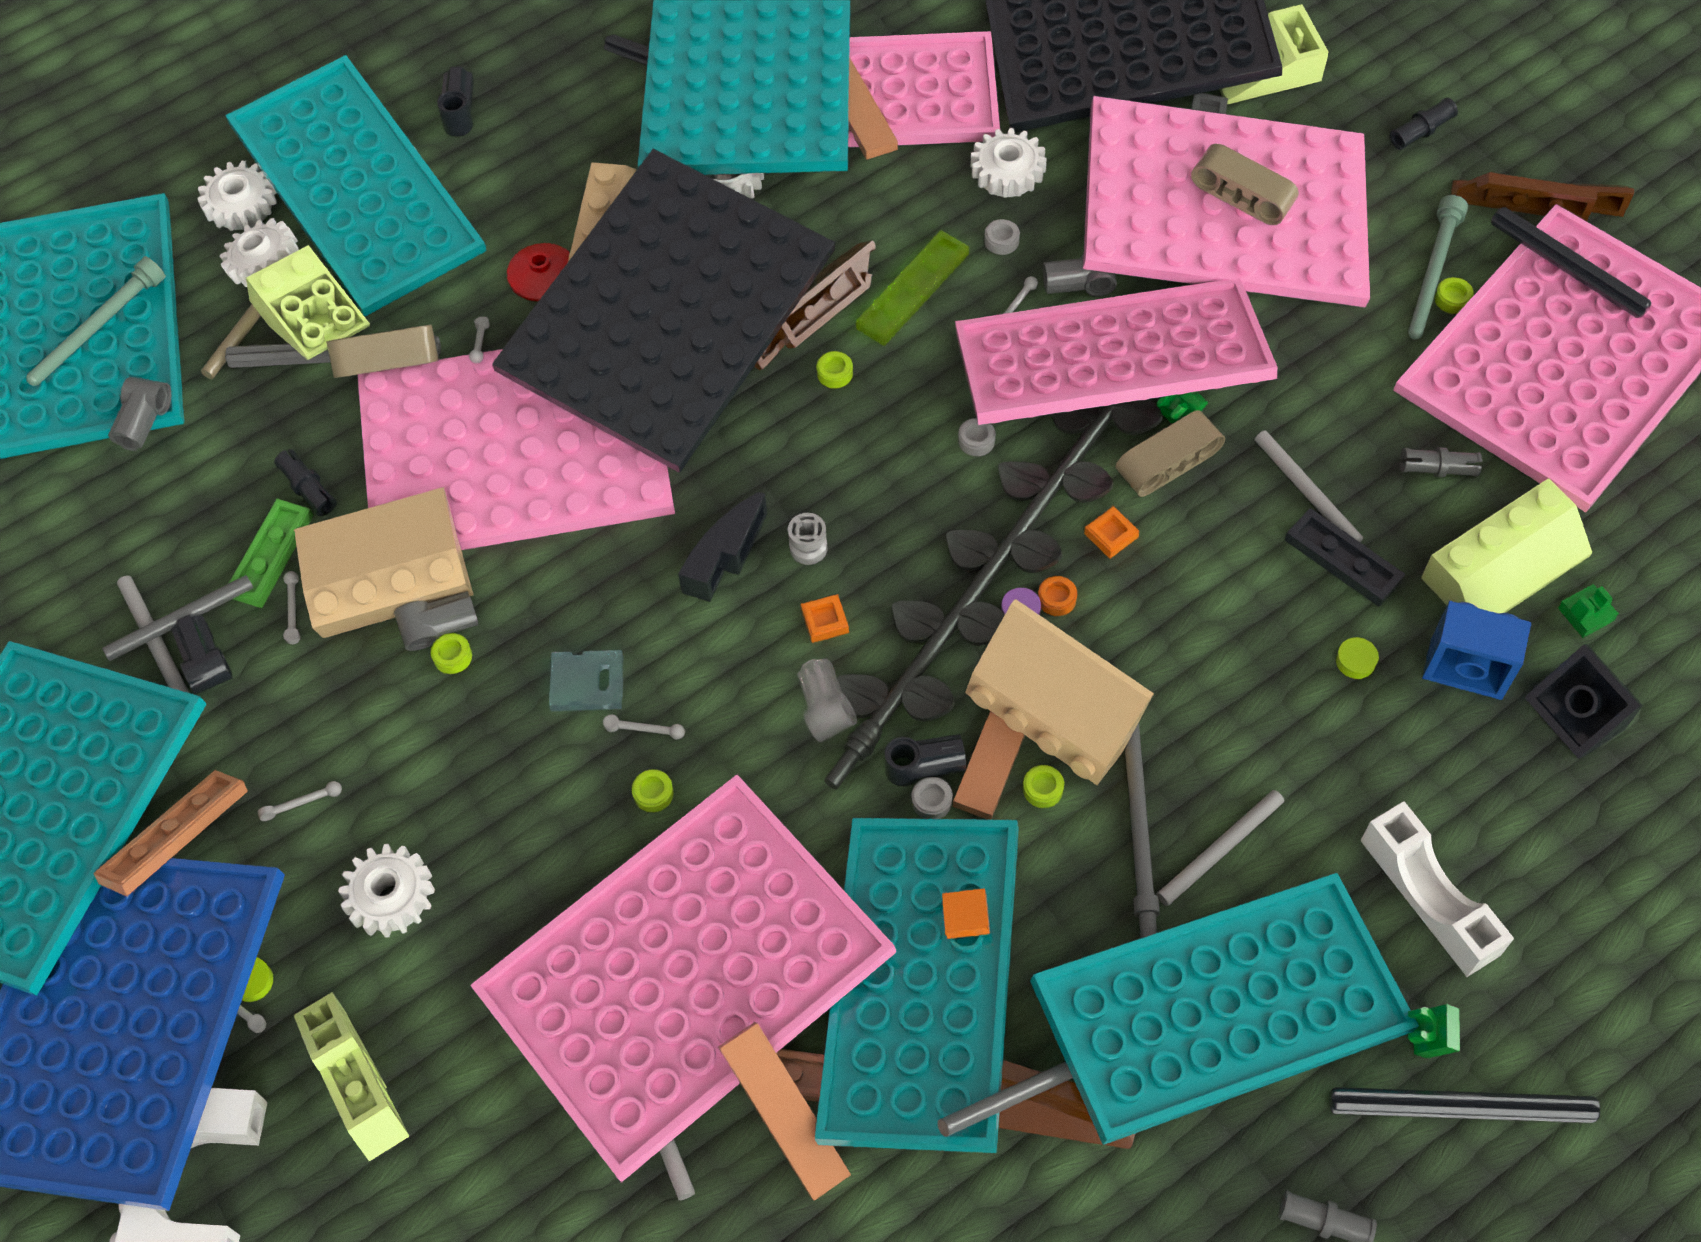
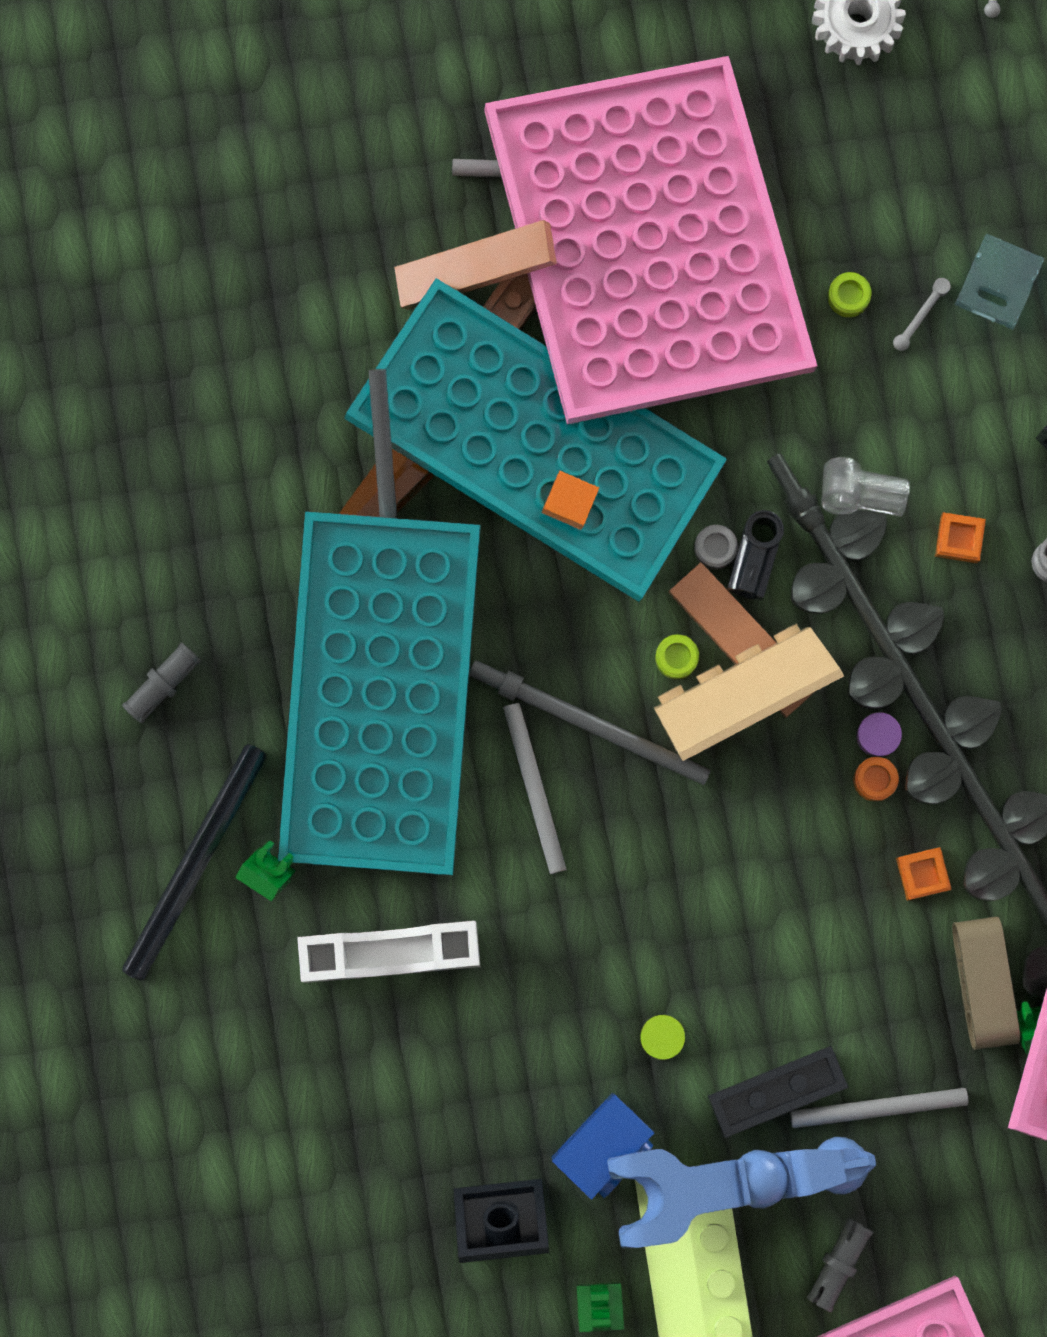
camera: 115 degrees right, 20 degrees up
(1465, 546) = (755, 1179): none -> medium blue piece

